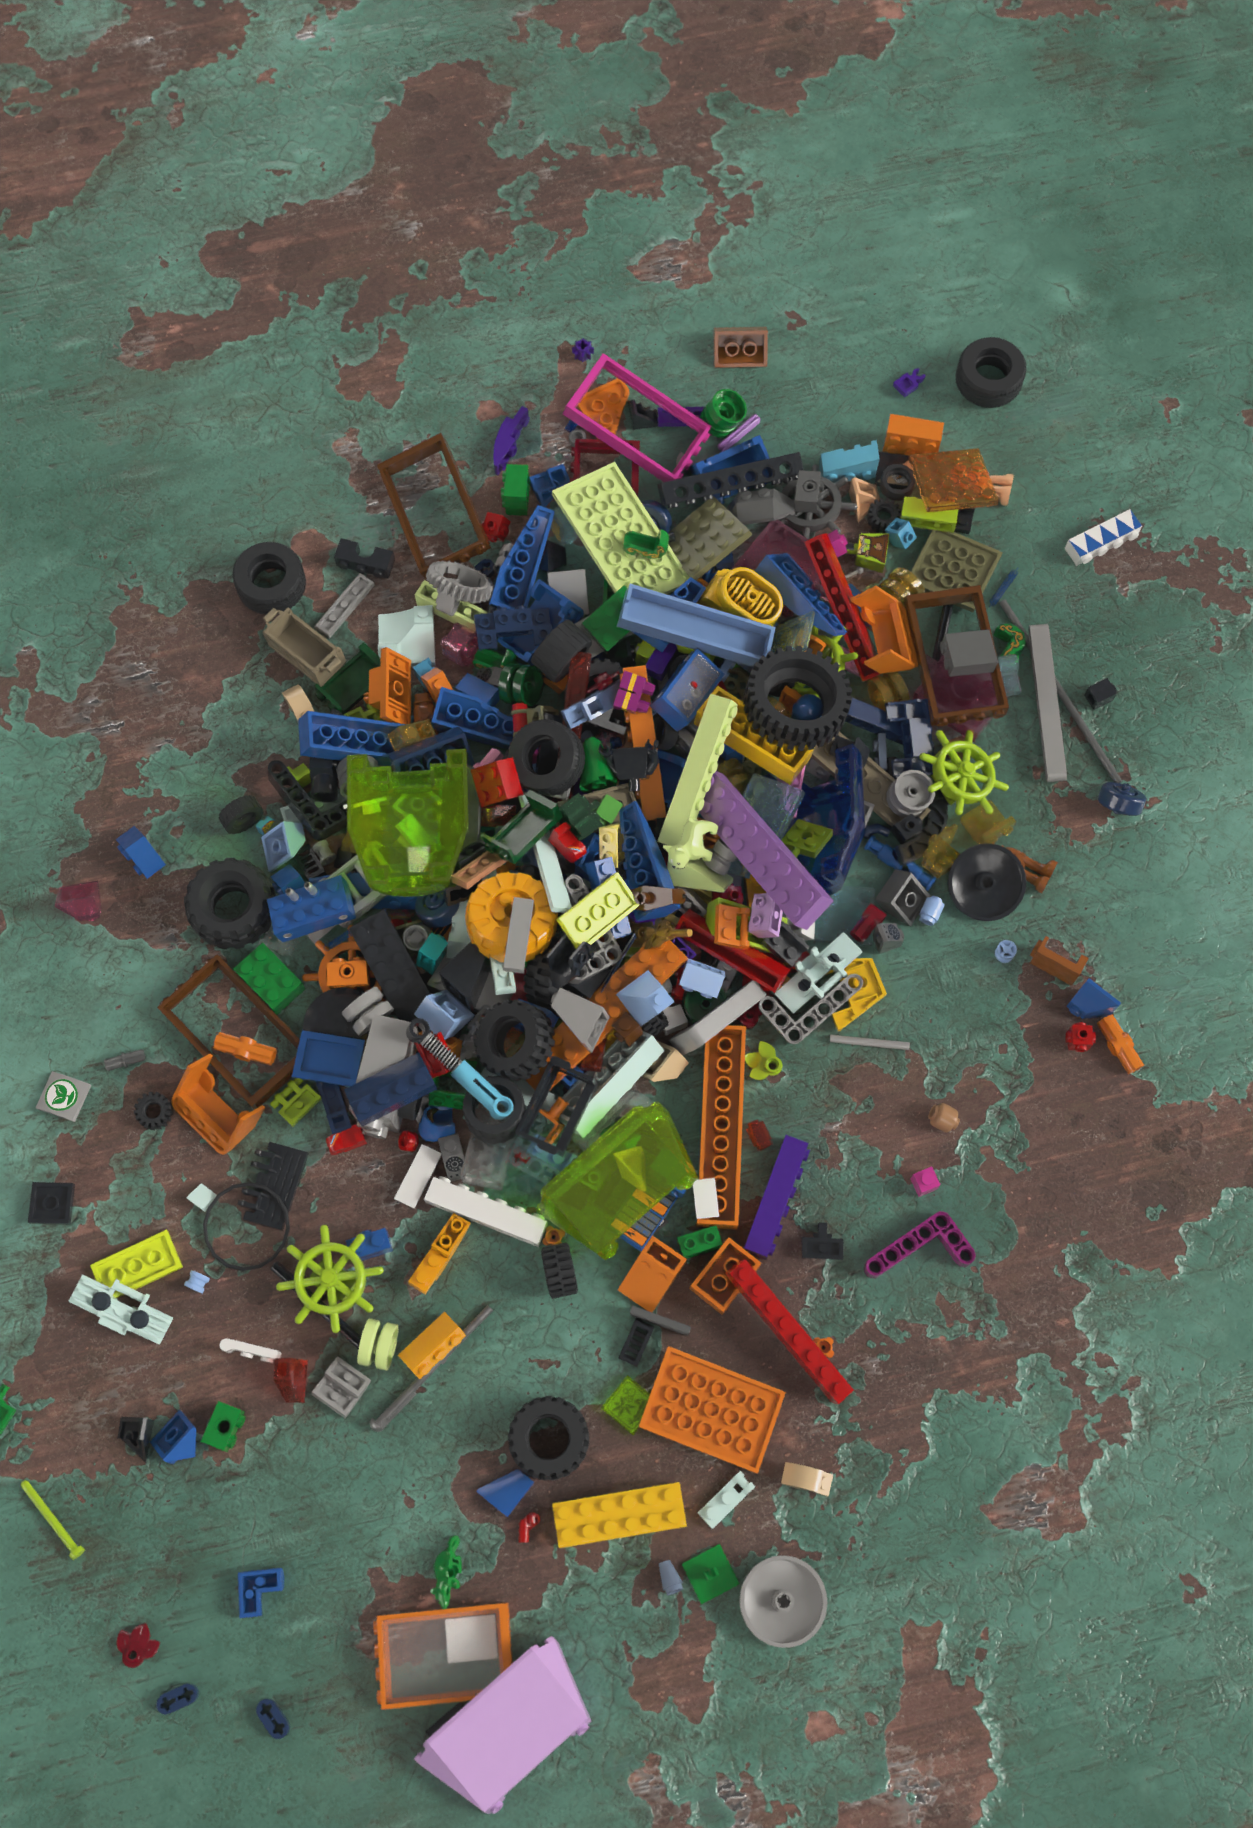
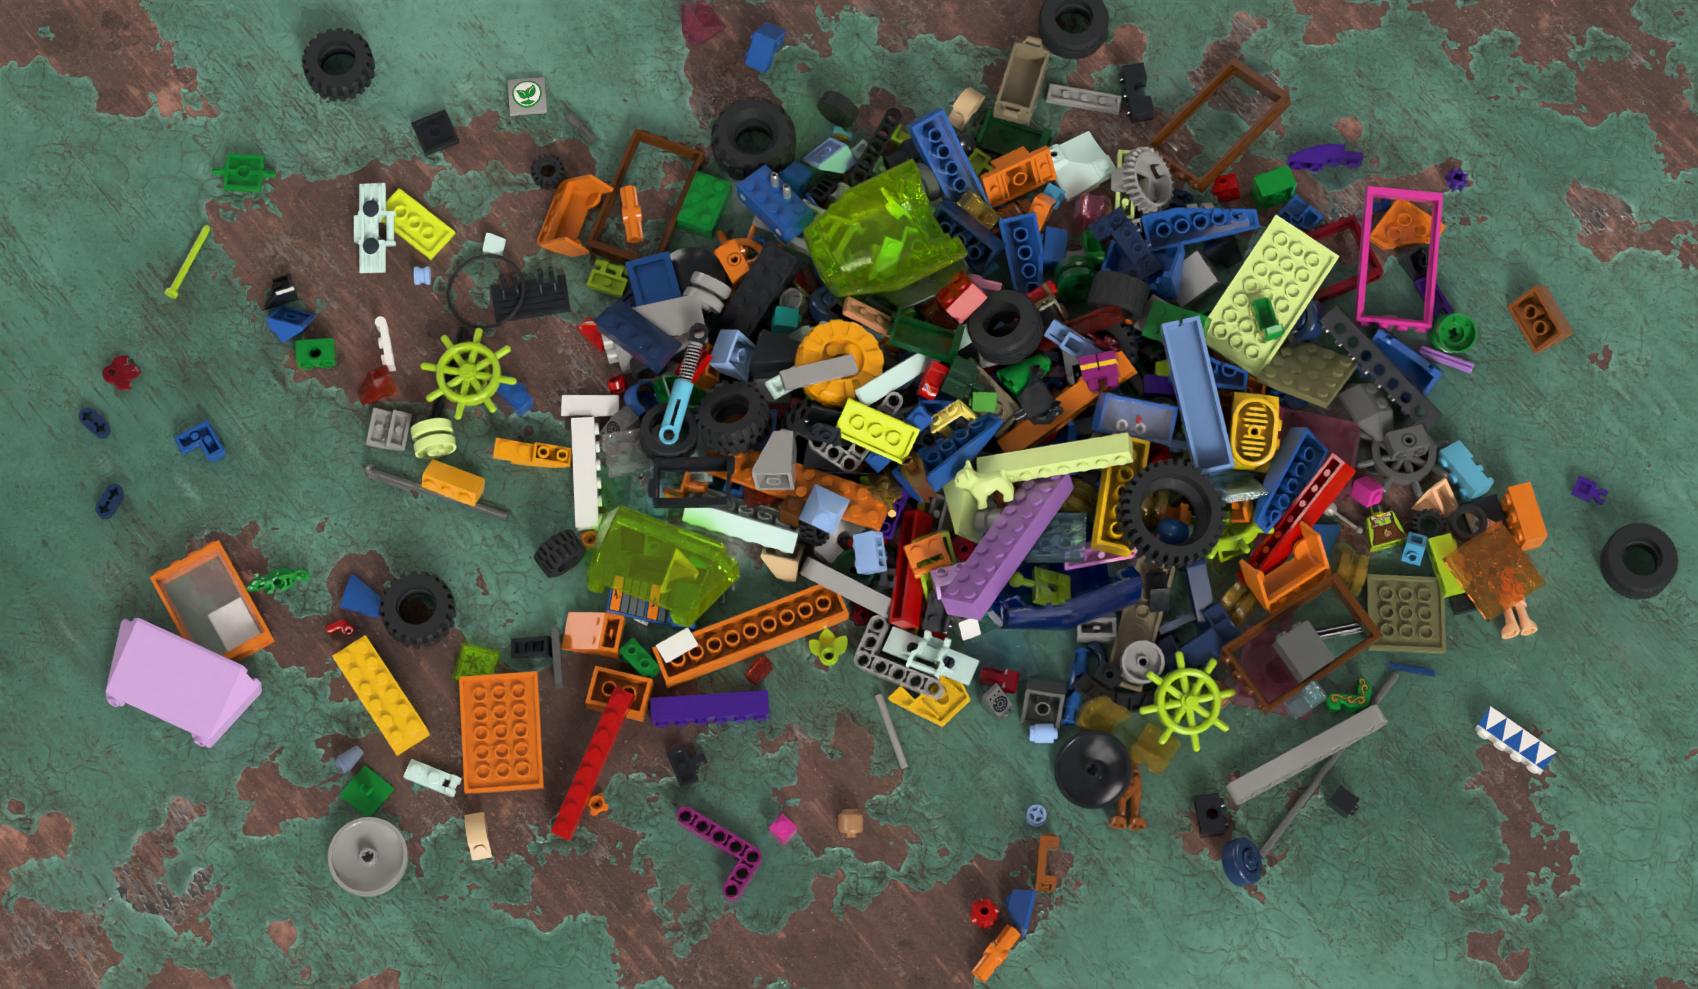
camera: 65 degrees right, 0 degrees up
(1057, 809) = (1207, 826): none -> black brick

